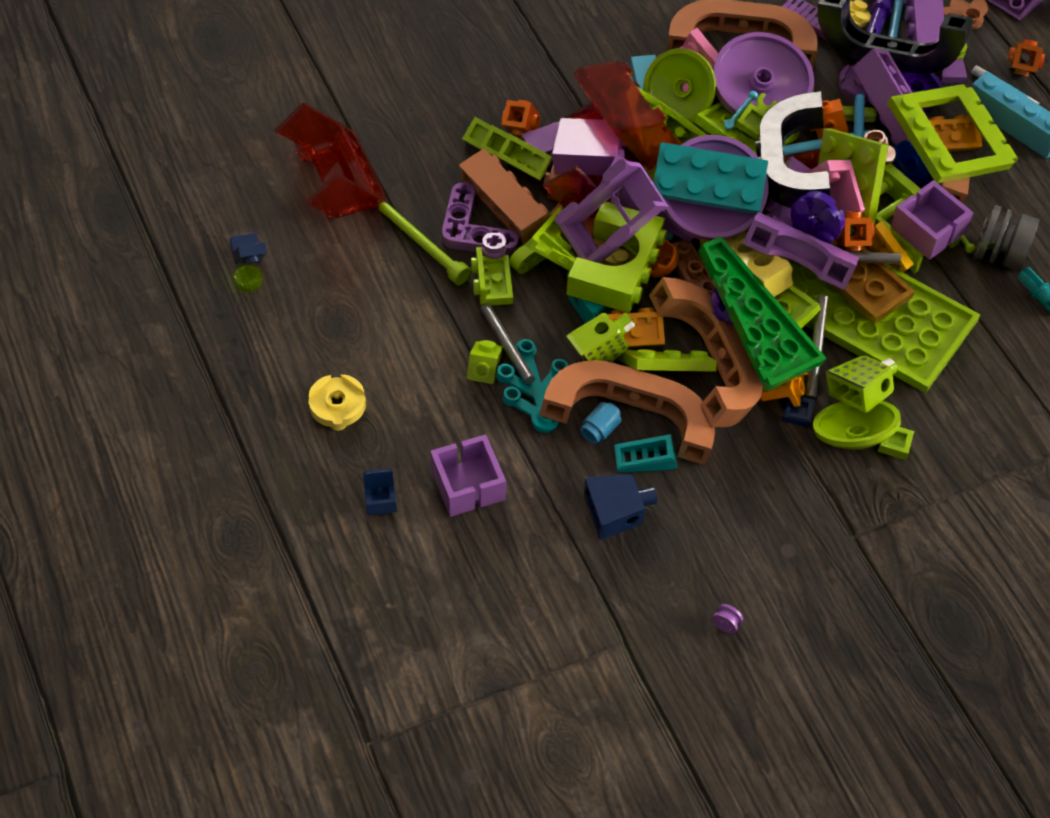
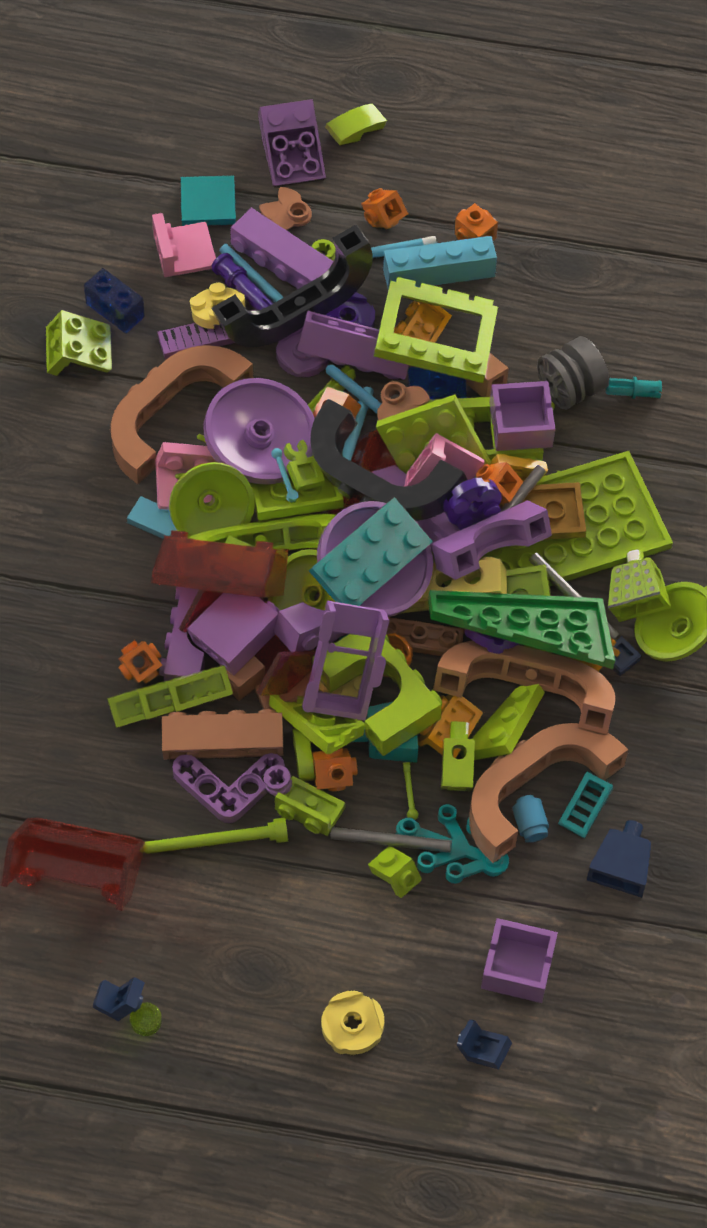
camera: 55 degrees left, 5 degrees up
(533, 273) = (334, 769): none -> orange brick
(543, 348) = (412, 812): none -> lime hinge

